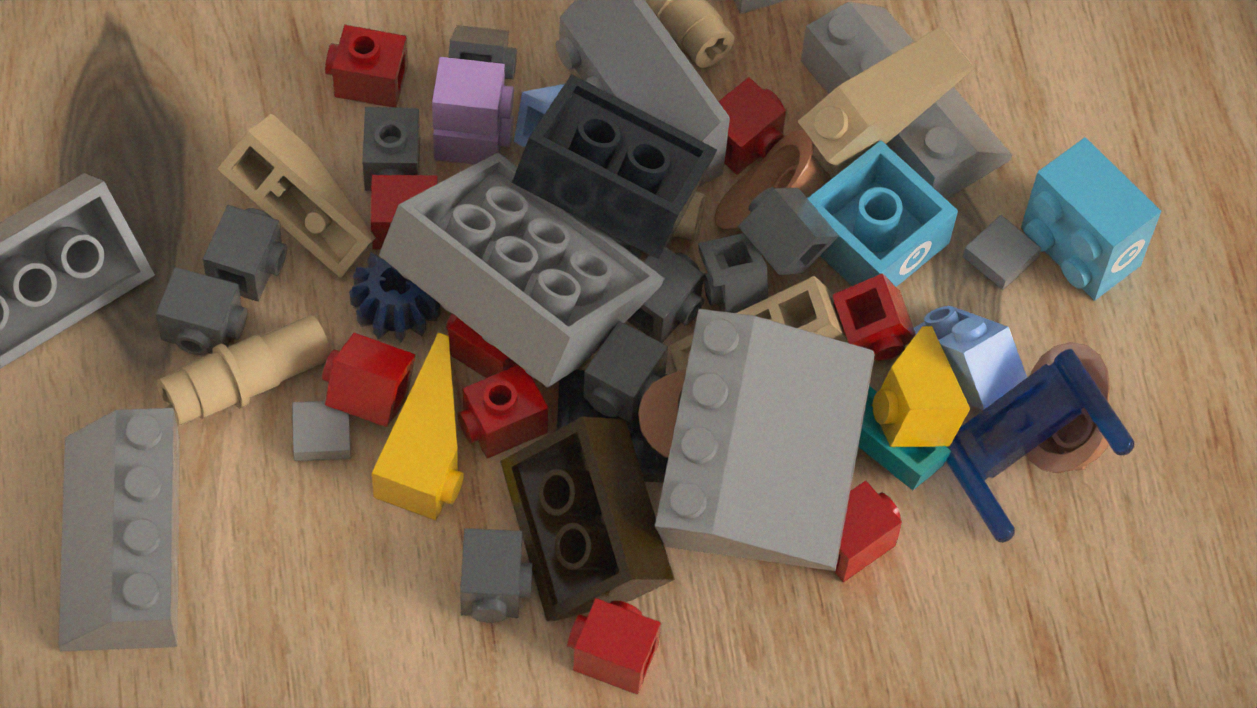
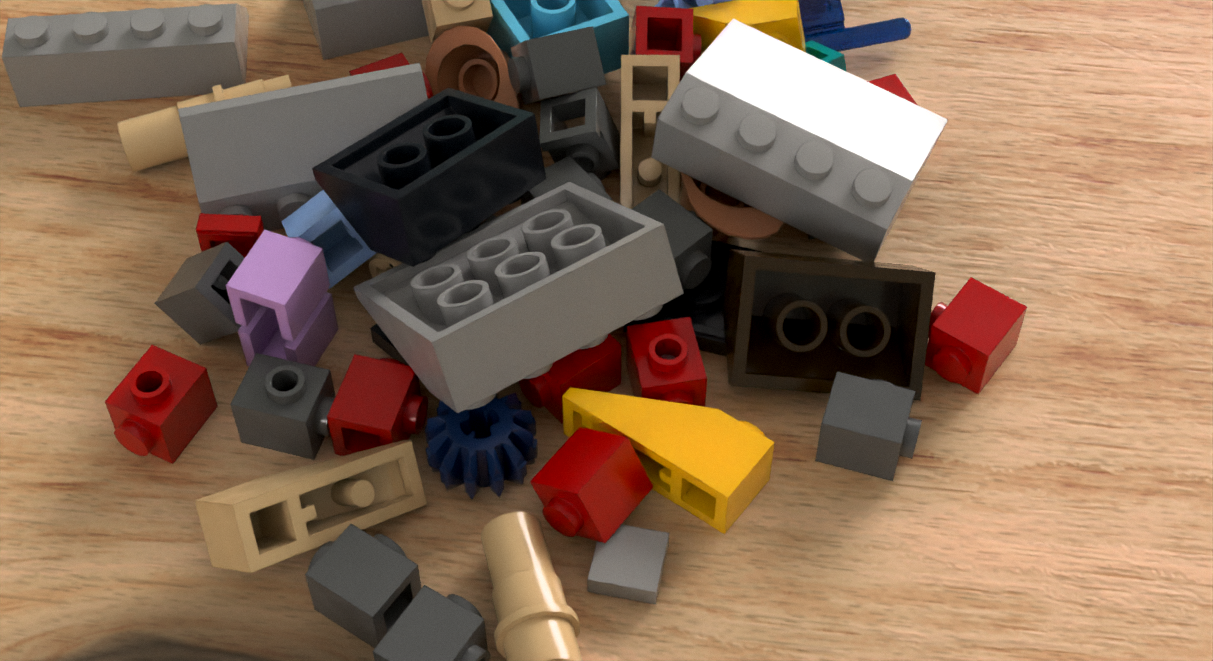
camera: 70 degrees left, 10 degrees down
(543, 55) = (237, 230): none -> red tile

